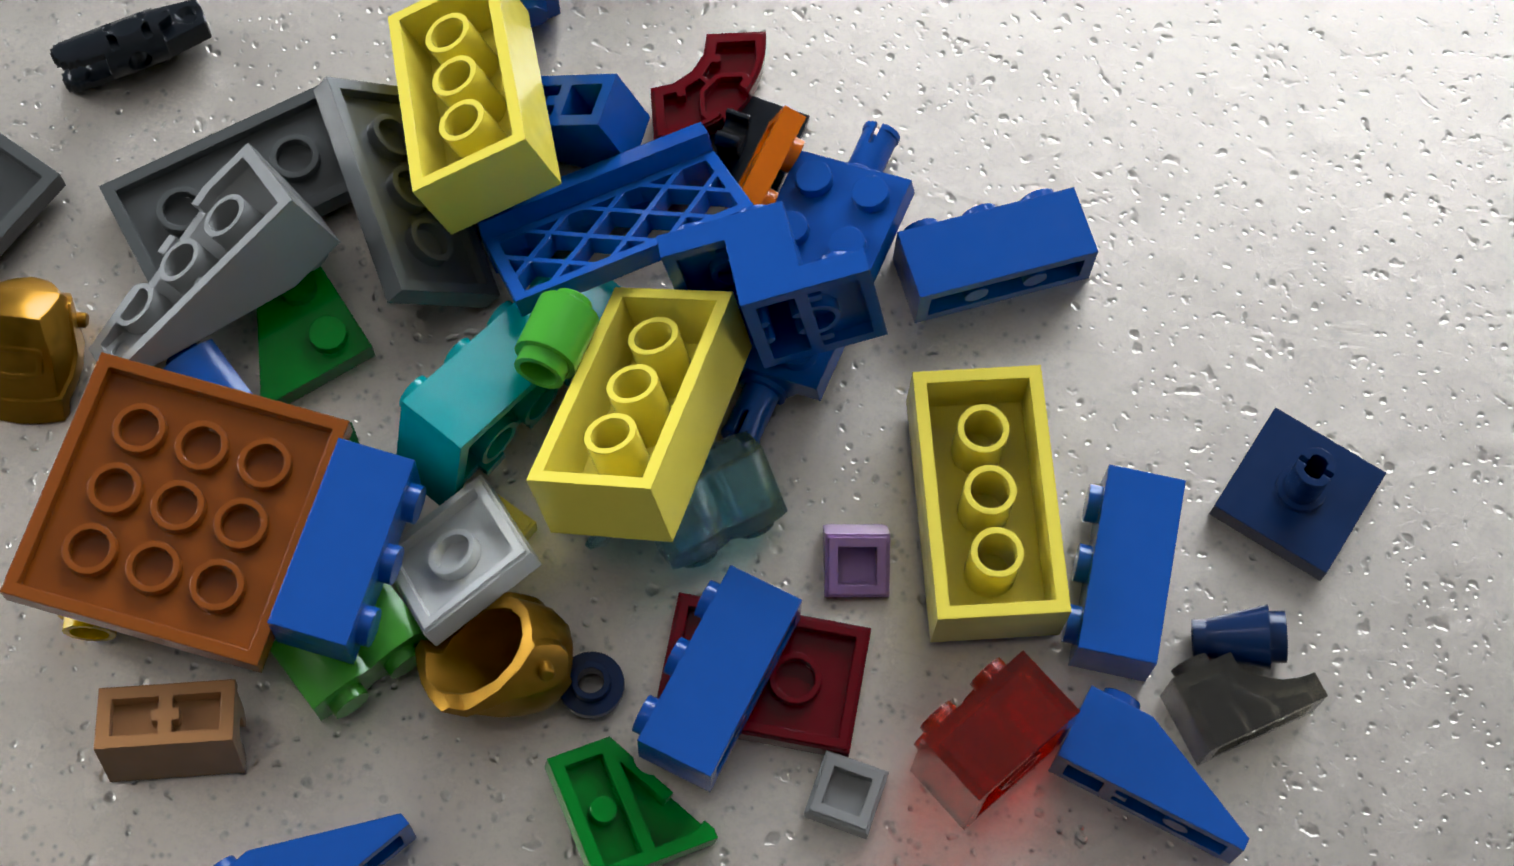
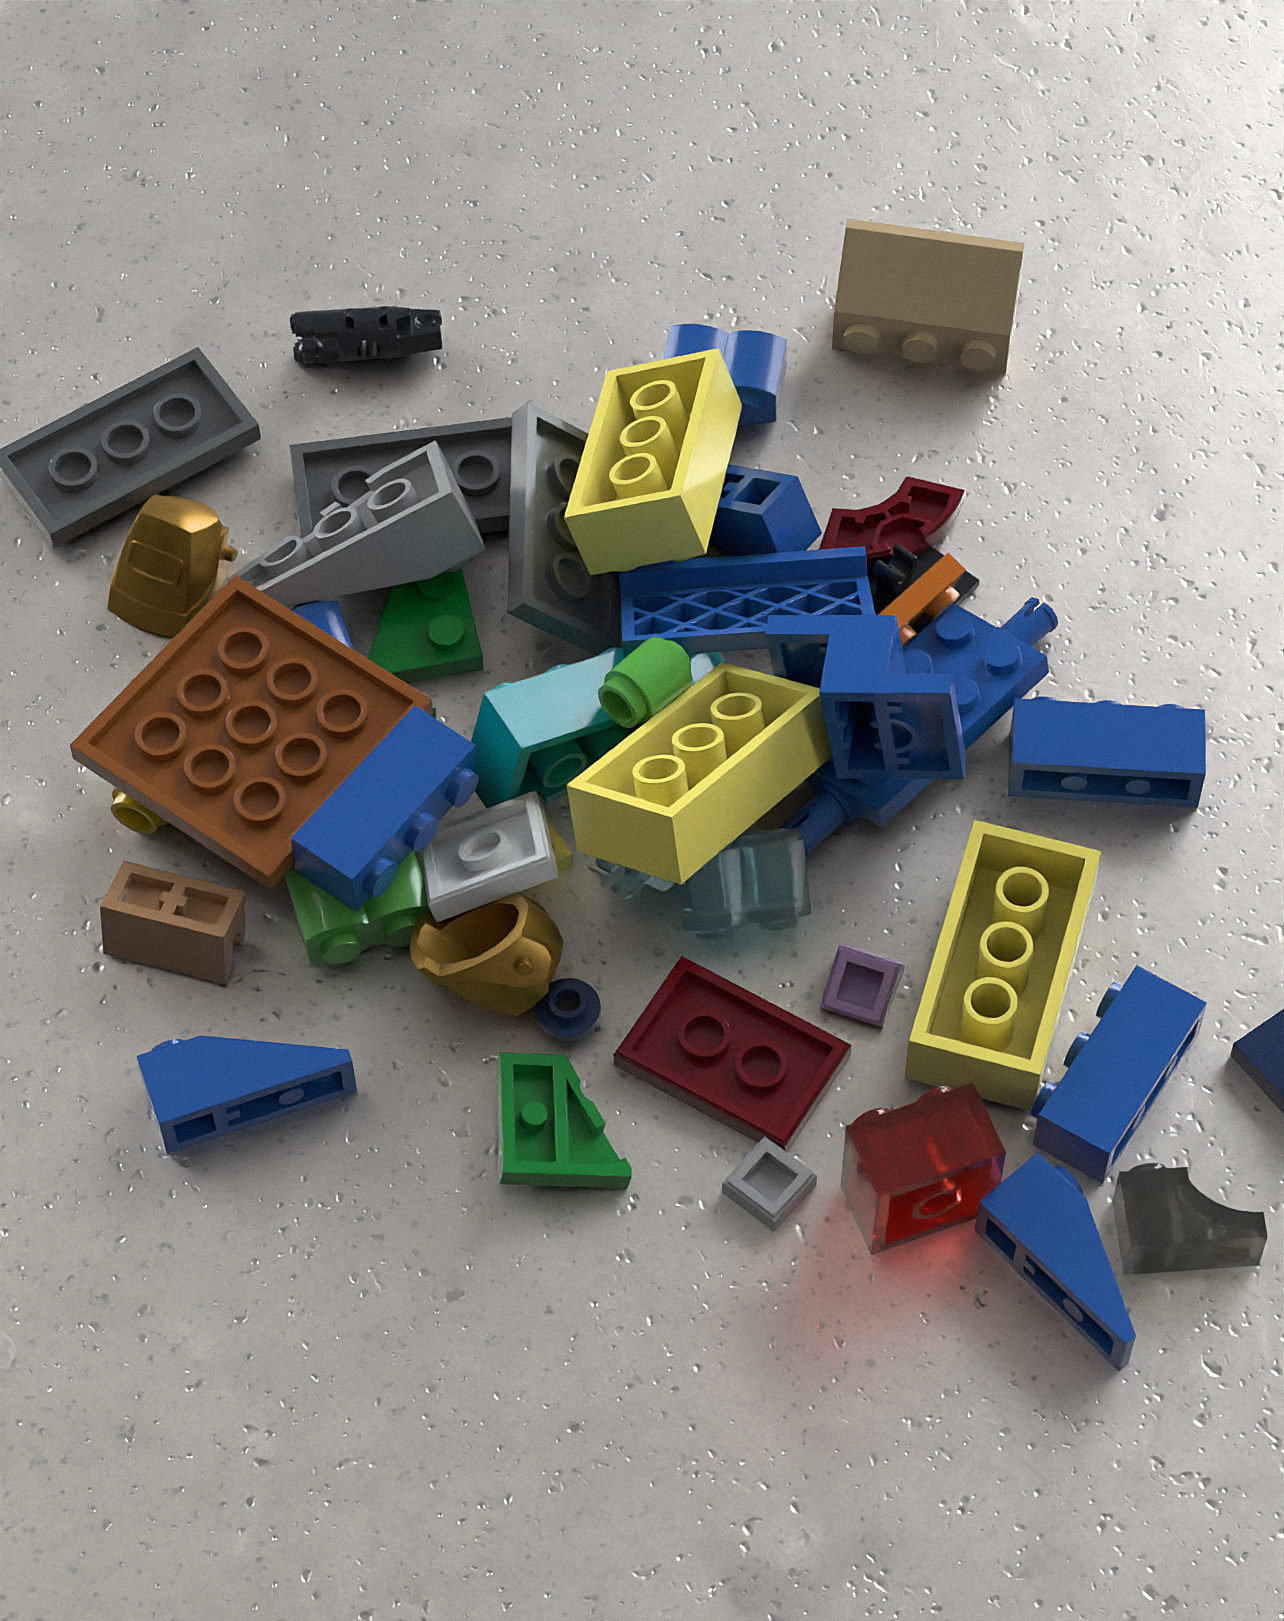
camera: 25 degrees right, 10 degrees down
(716, 677) = (684, 1032): blue brick -> none
(1251, 635) = (1217, 1169): dark blue cone -> none

